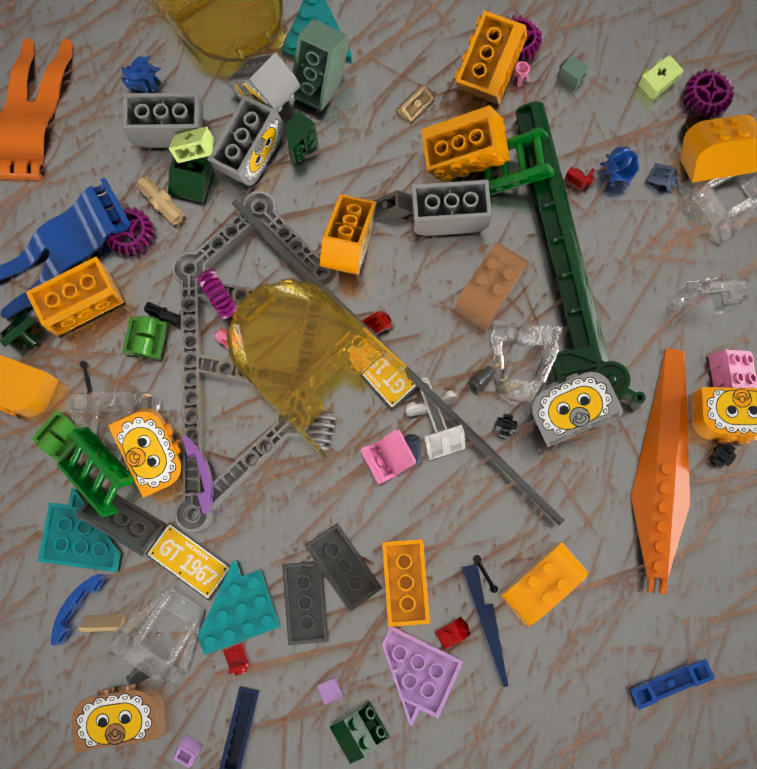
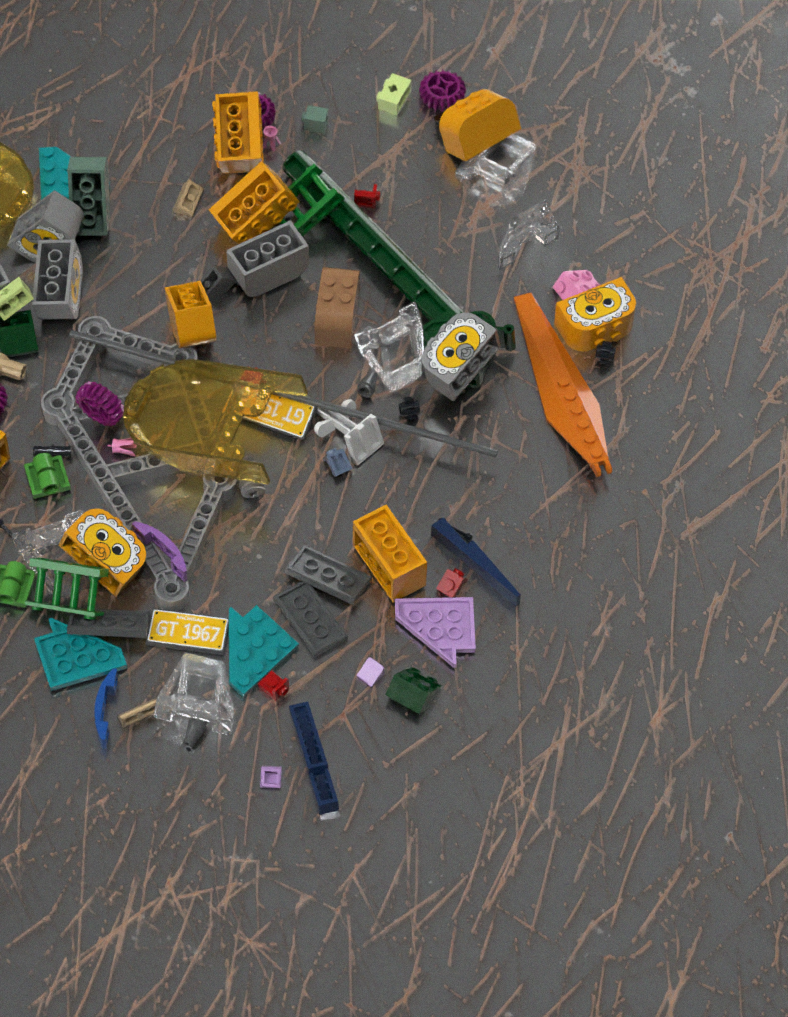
camera: 30 degrees left, 20 degrees down
(118, 718) = (197, 766): brick -> none
(300, 136) = (101, 261): dark green slope -> none
(388, 456) = (322, 471): bright pink bracket -> none
(544, 584) = (506, 508): light orange brick -> none
(621, 165) = (397, 171): blue hair -> none
(664, 175) = (439, 166): sand blue bracket -> none
(671, 683) = (657, 537): blue slope -> none

